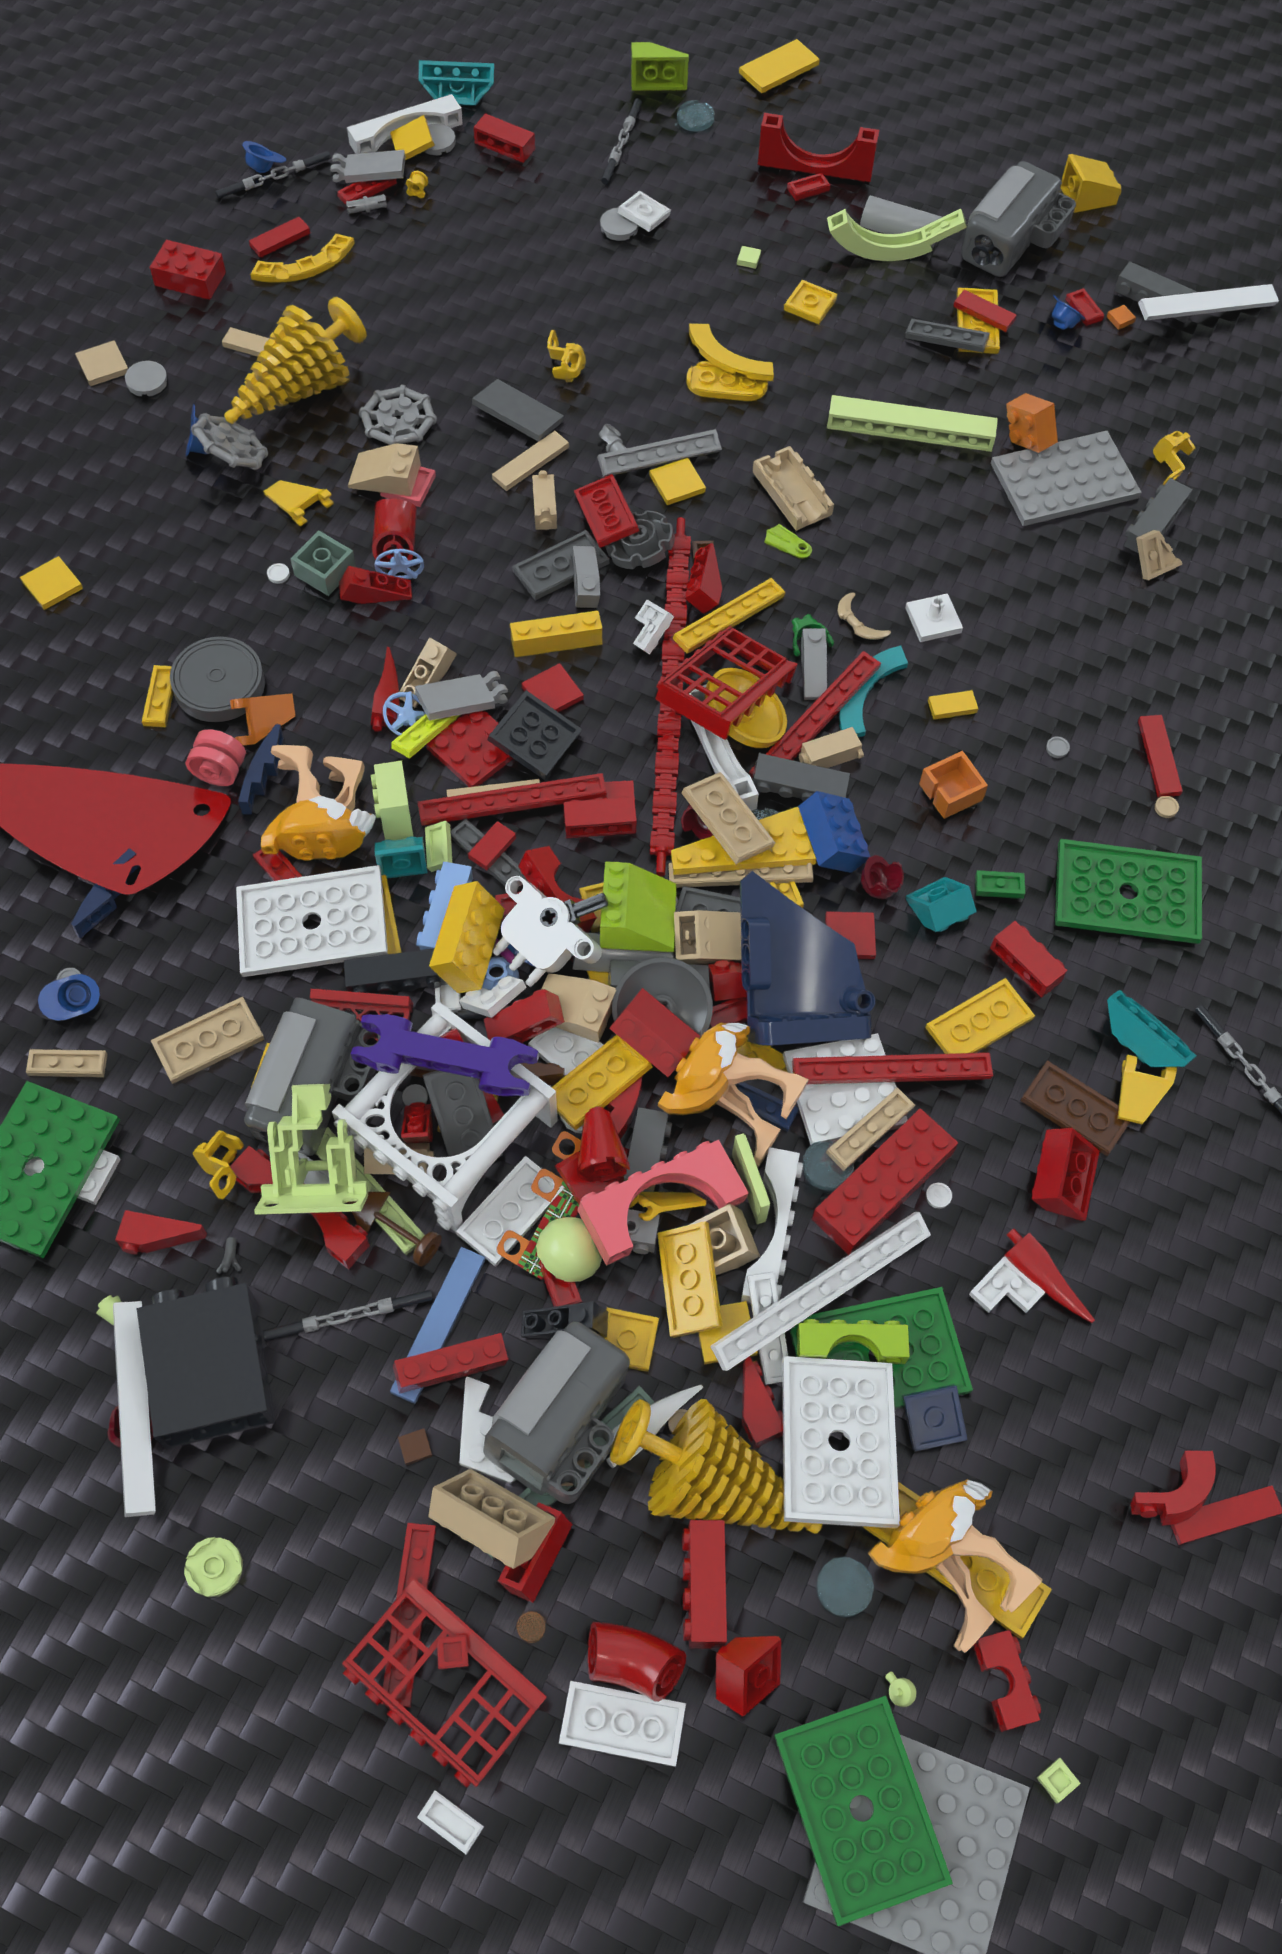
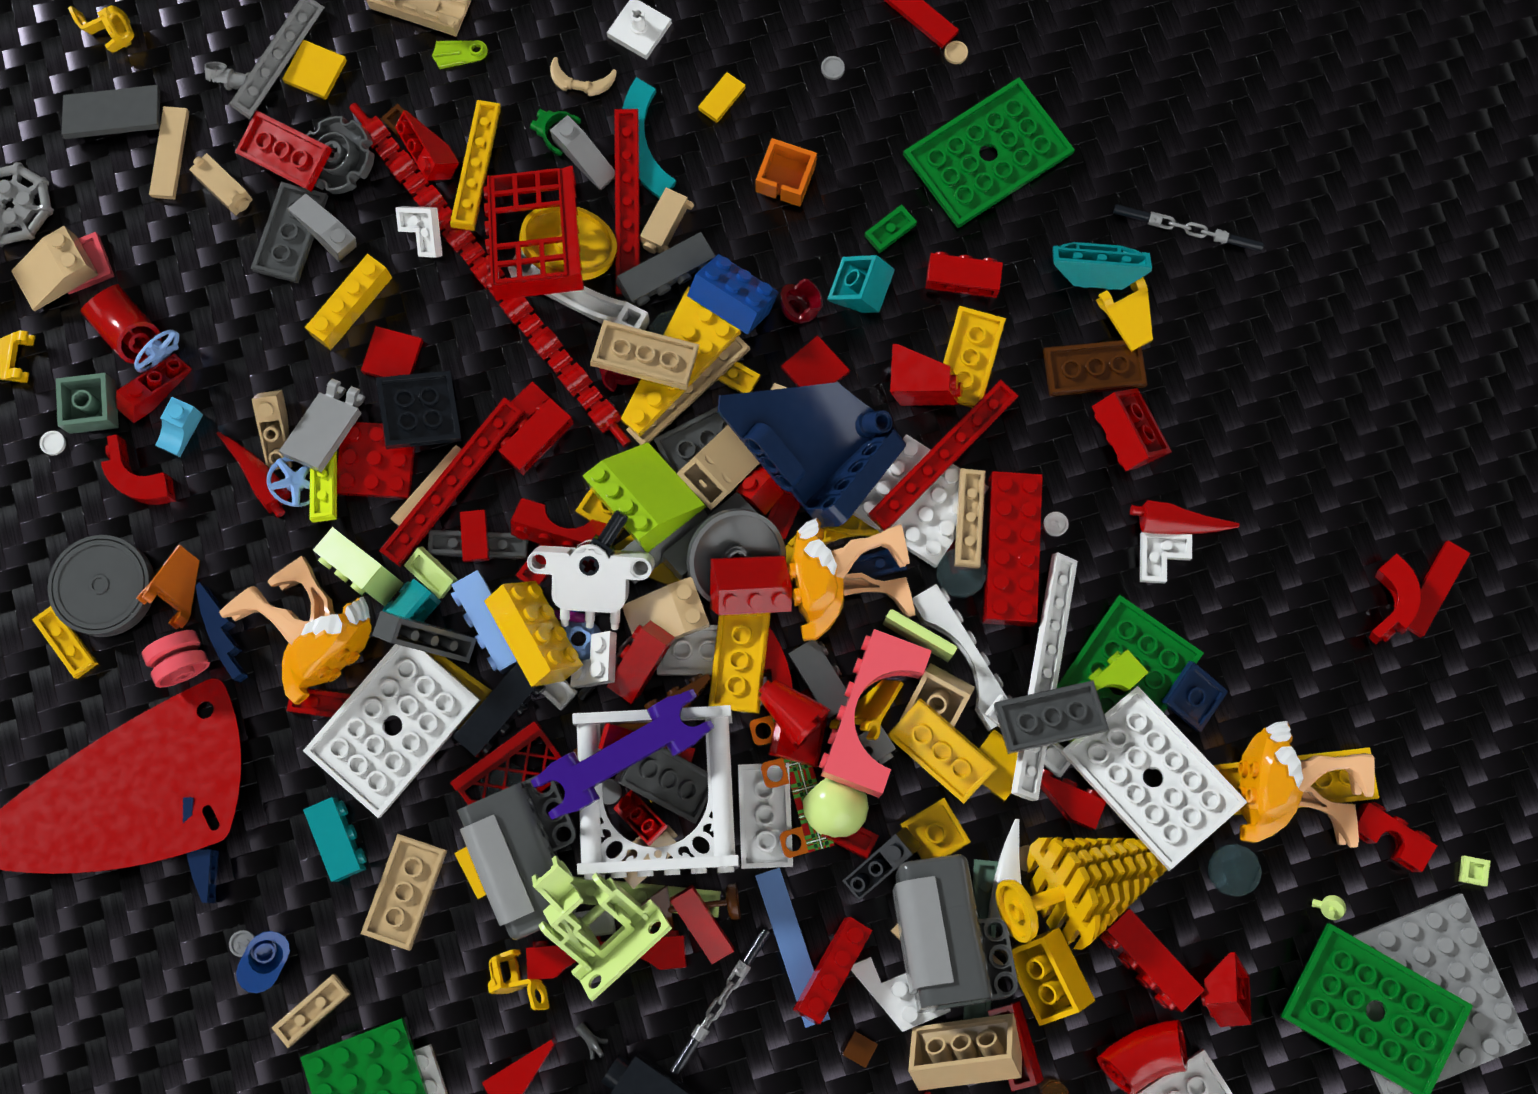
camera: 40 degrees left, 15 degrees up
(198, 963) = (335, 839): none -> teal brick
(306, 644) = (150, 489): none -> red arch
(367, 622) = (178, 426): none -> medium azure arch
(388, 1244) = (702, 924): none -> red tile
(389, 873) = (424, 637): none -> dark grey brick
(612, 1521) = (1051, 977): none -> yellow brick
(796, 1317) = (1050, 717): none -> dark grey tile
(923, 999) = (922, 380): none -> red slope

